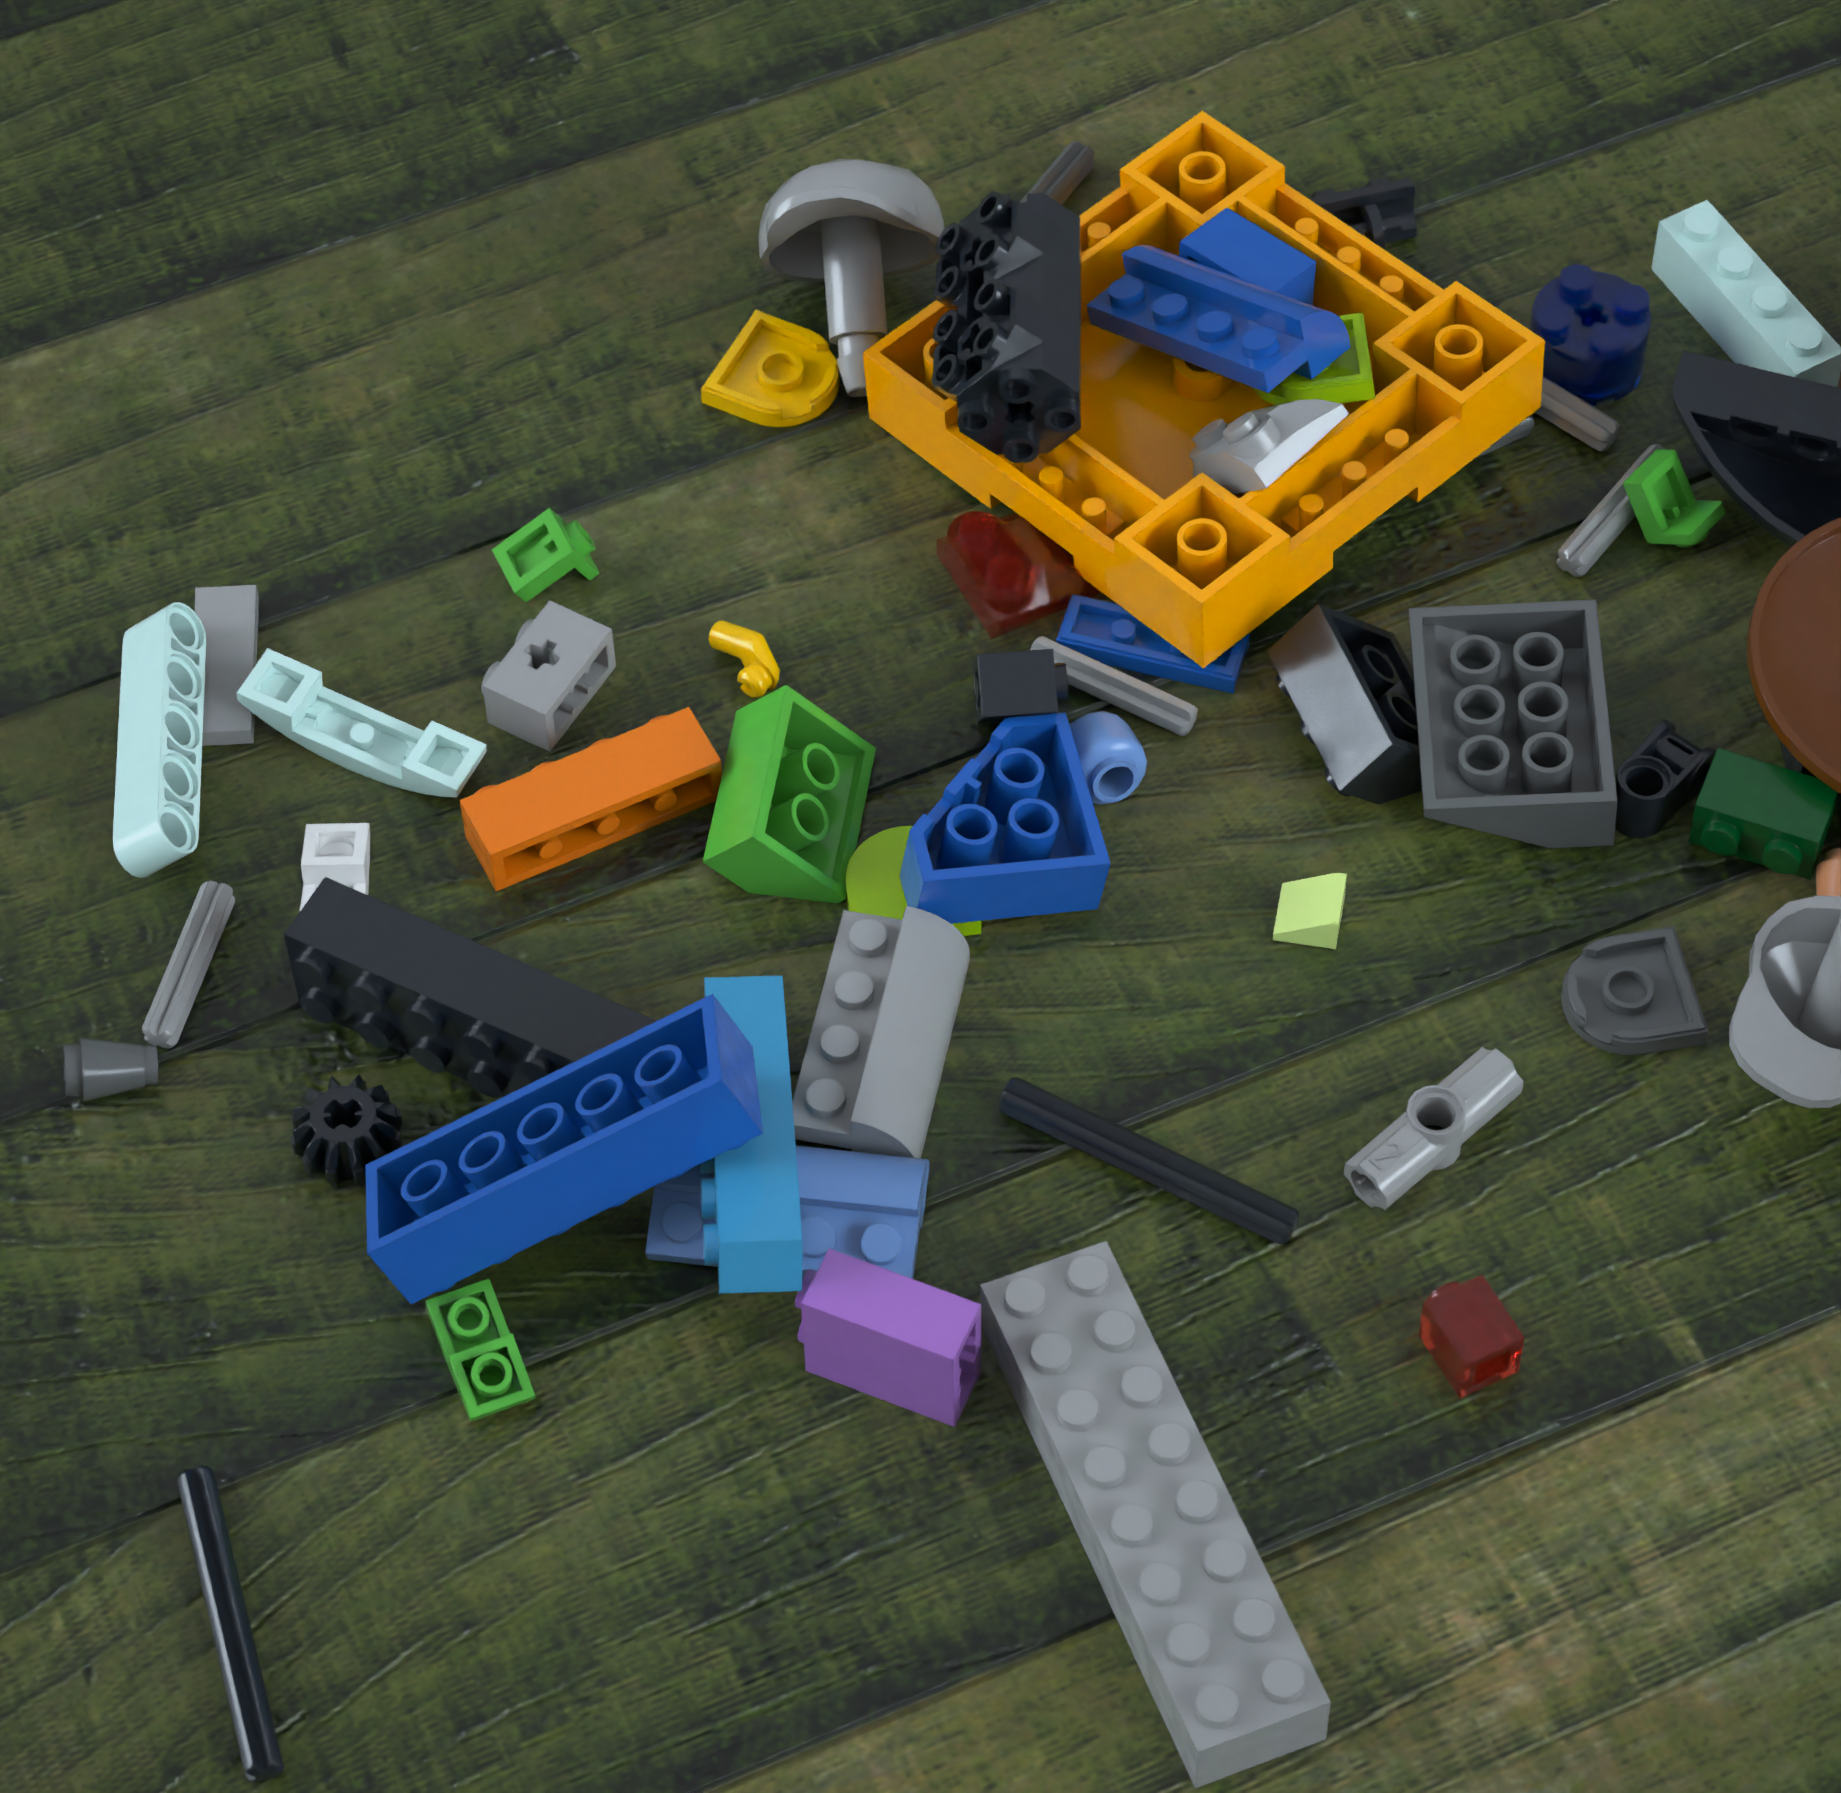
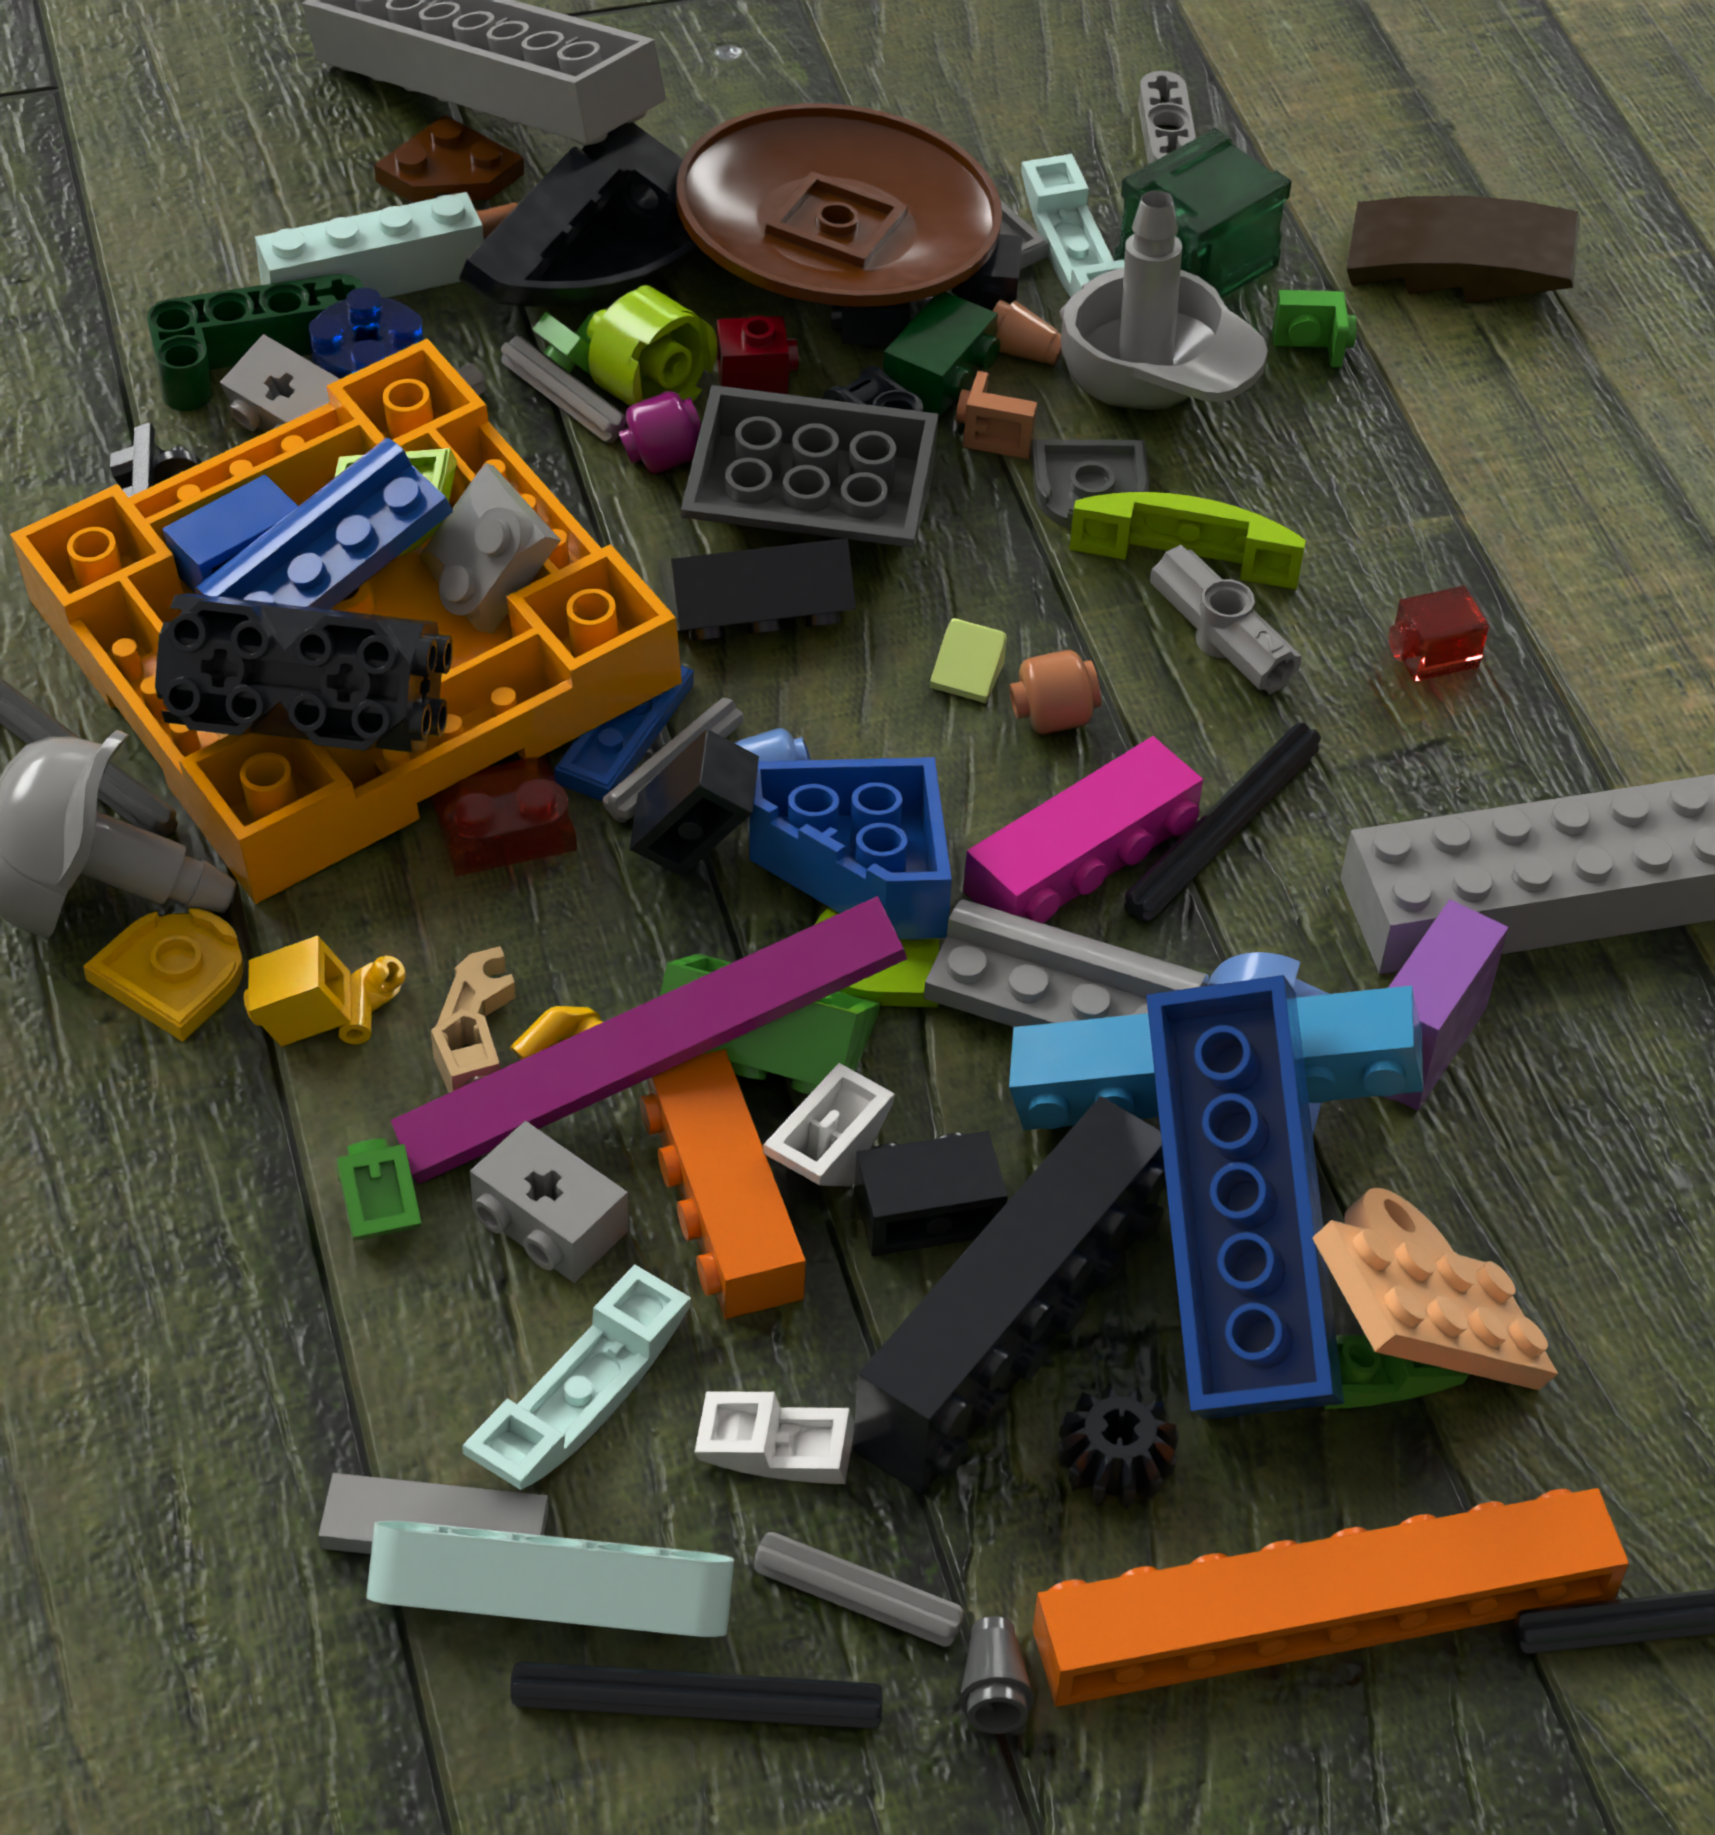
camera: 85 degrees left, 5 degrees down
(77, 869) = (696, 1694): none -> black axle
(211, 1319) = (1325, 1595): none -> orange brick
(499, 1335) = (1426, 1299): none -> light nougat plate
(606, 946) = (928, 1191): none -> black brick
(639, 856) = (830, 1127): none -> white slope
(710, 699) = (649, 1039): none -> magenta tile
(742, 581) = (464, 1020): none -> tan piece
(743, 451) = (298, 991): none -> yellow brick
(767, 508) = (371, 989): none -> yellow arm
(1083, 1031) = (1085, 833): none -> dark pink brick
(1274, 981) = (1056, 692): none -> nougat head
(1512, 269) = (274, 386): none -> light grey brick
(1558, 1022) = (1206, 526): none -> lime slope
(1562, 578) = (661, 432): none -> magenta head
(1583, 202) = (220, 327): none -> dark green beam
(1661, 555) = (649, 347): none -> lime brick
(1686, 874) = (996, 421): none -> nougat bracket
(1709, 654) = (755, 354): none -> dark red brick

